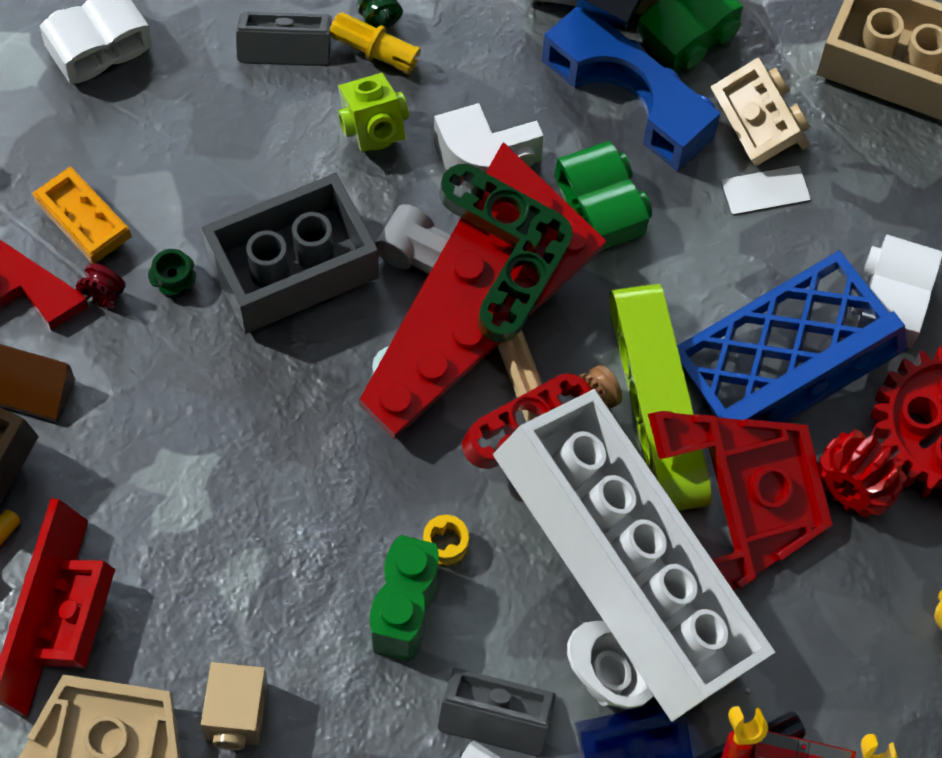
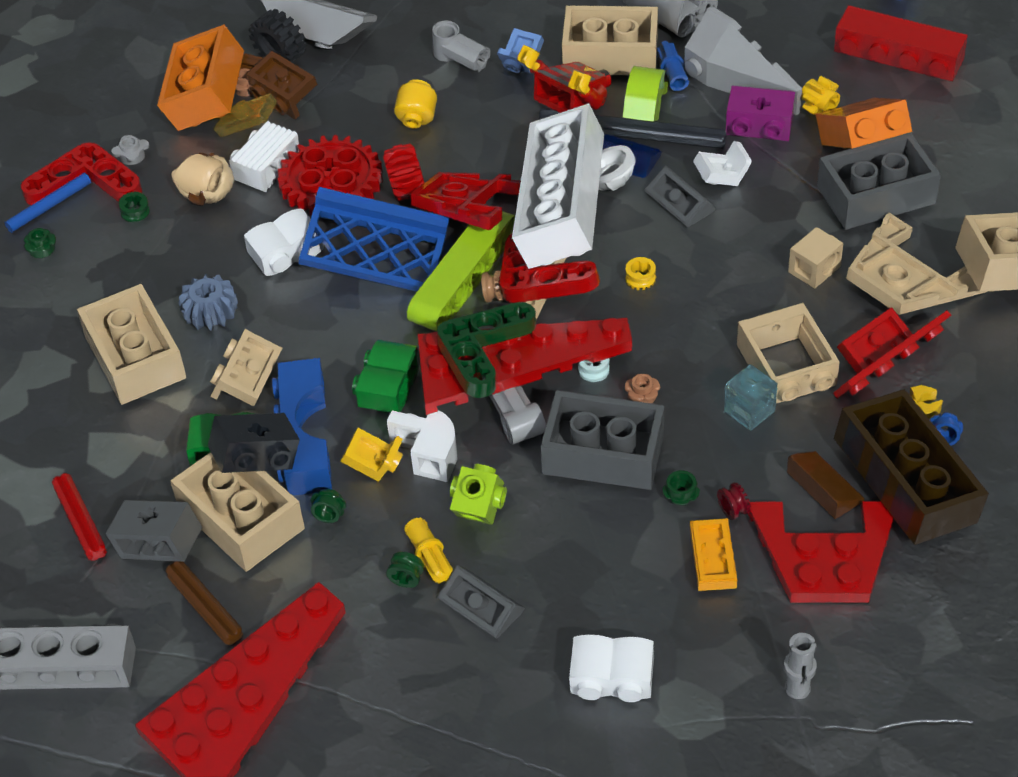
camera: 135 degrees left, 15 degrees down
(169, 423) = (750, 397): none -> clear light blue brick
(208, 549) = (791, 324): none -> tan window
(314, 383) = (642, 388): none -> nougat plate
(401, 604) = (688, 250): green brick -> none
(520, 26) = (327, 505): none -> dark green plate
(528, 98) = (372, 454): none -> yellow bracket
(765, 189) = (292, 343): white sticker -> none
(890, 160) = (208, 302): none -> sand blue gear

